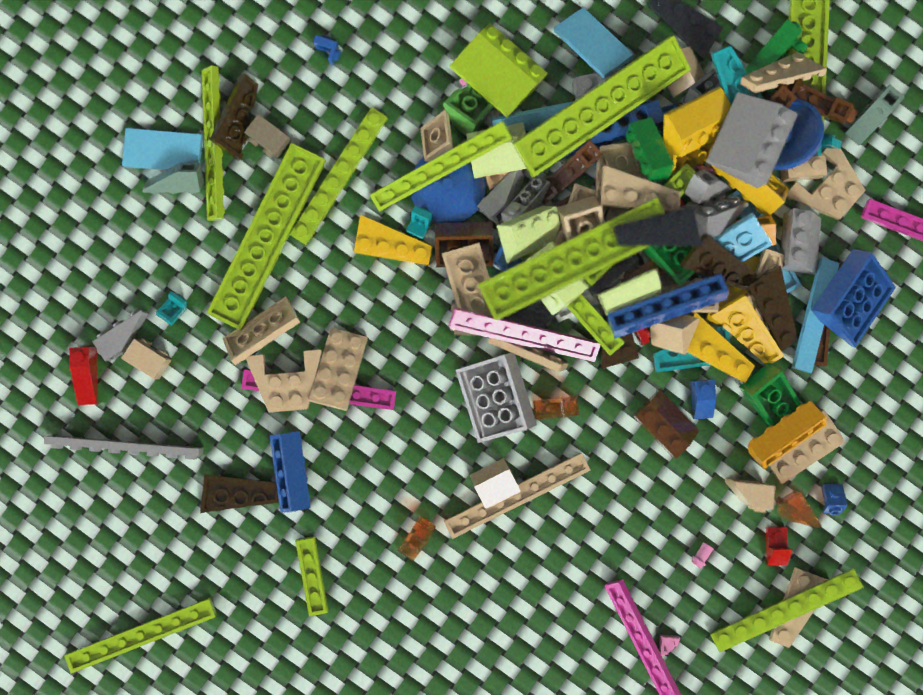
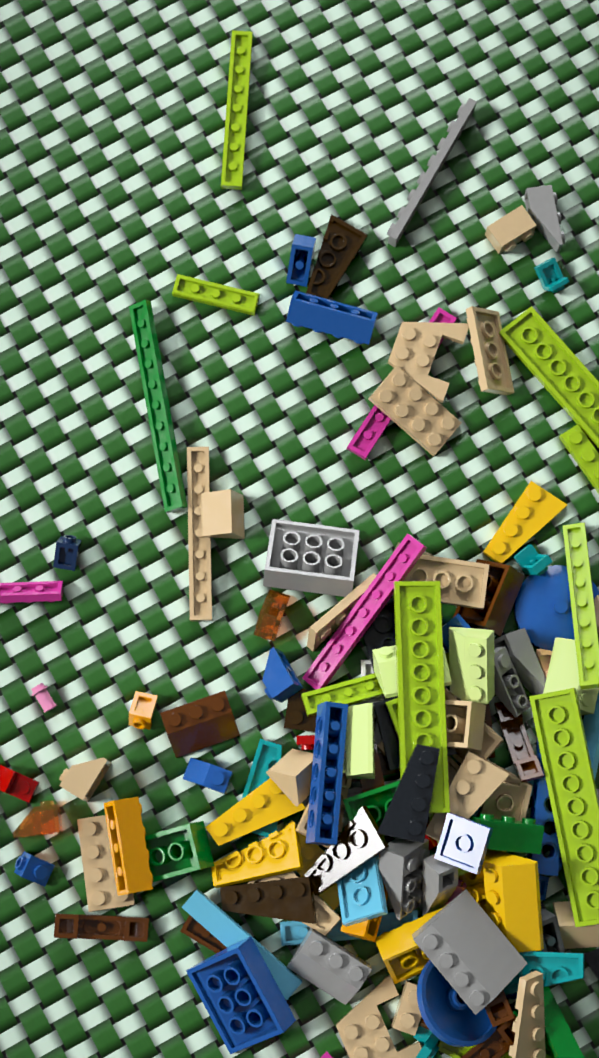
camera: 110 degrees right, 10 degrees down
(84, 374) = (521, 164): red slope -> none
(250, 519) = (301, 260): none -> blue slope
(416, 538) = (204, 412): clear orange slope -> none
(427, 579) = (158, 406): none -> green plate
(580, 593) = (67, 552): none -> dark blue bracket
(602, 378) = (280, 677): none -> blue slope
(676, 176) = (463, 843): none -> plate
(676, 473) = (142, 710): none -> light orange bracket
(851, 427) = (101, 927): none -> reddish brown slope

